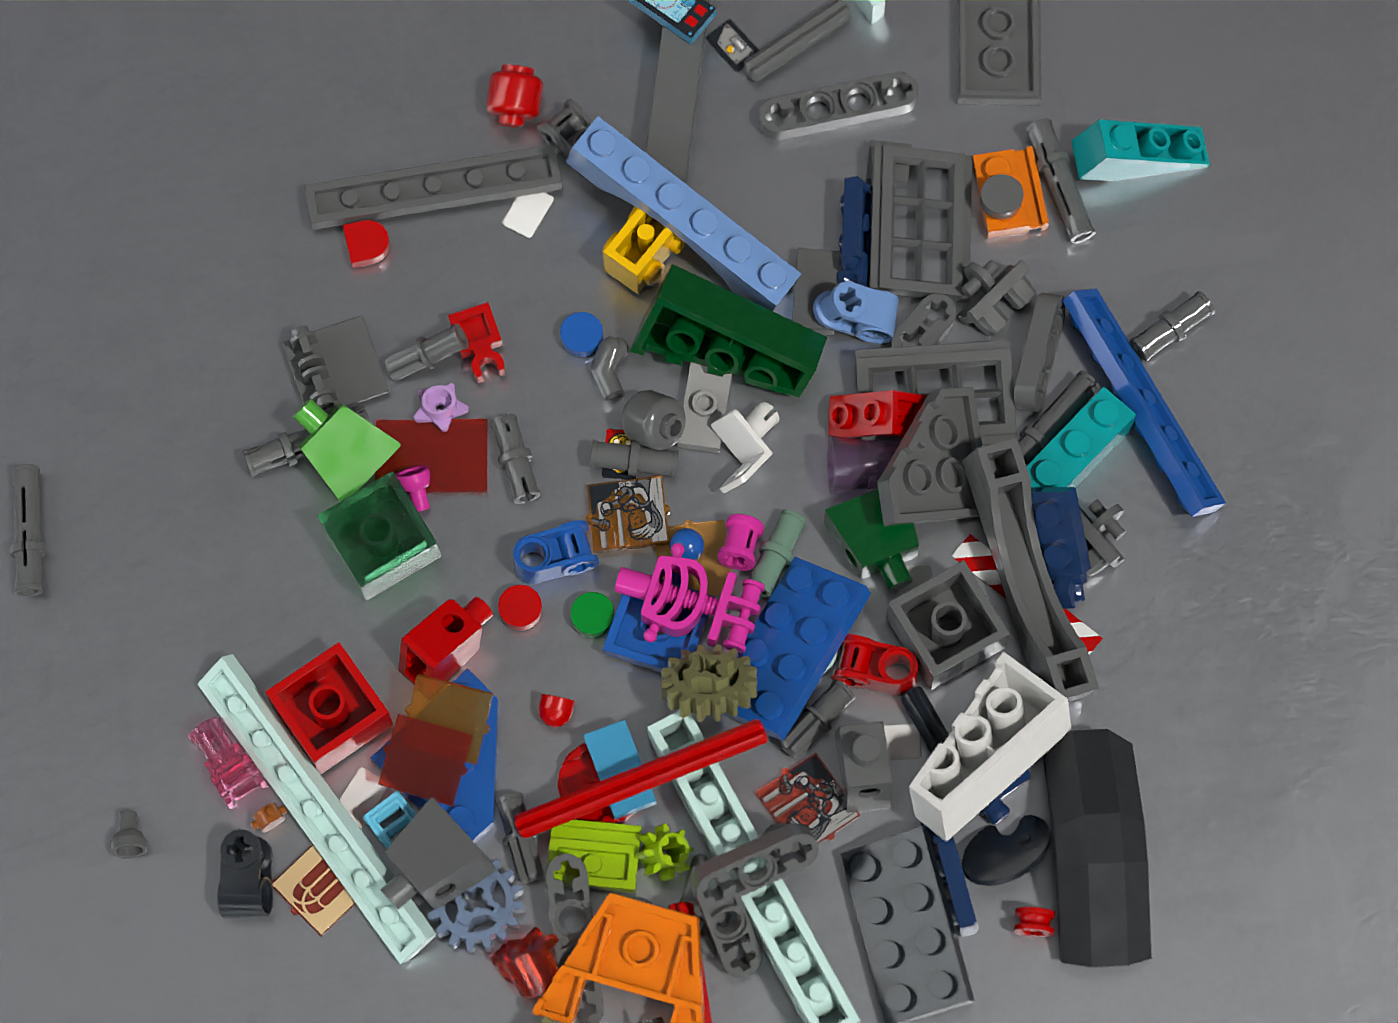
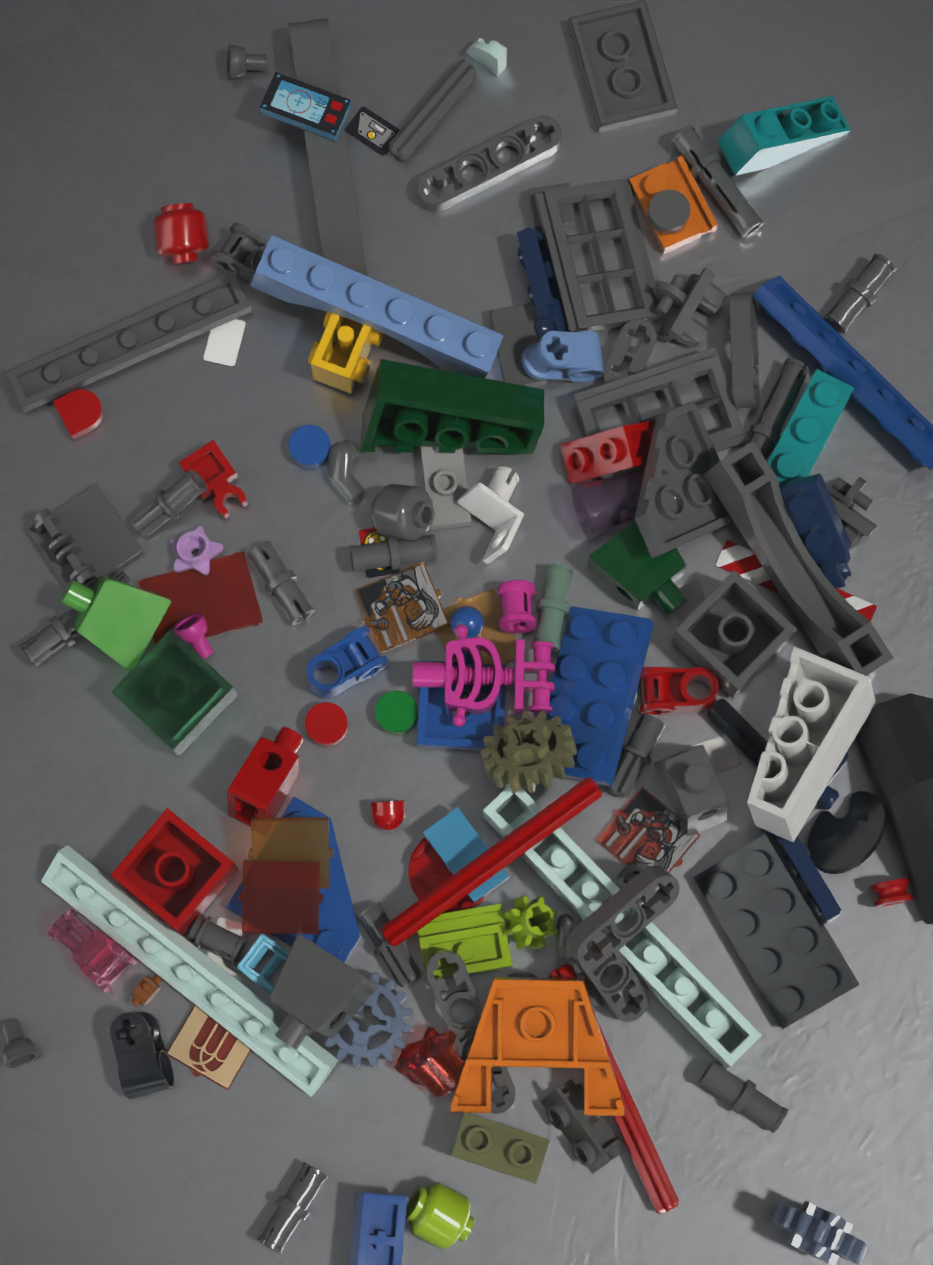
camera: 15 degrees left, 5 degrees up
(352, 785) = (216, 938): none -> dark grey pin

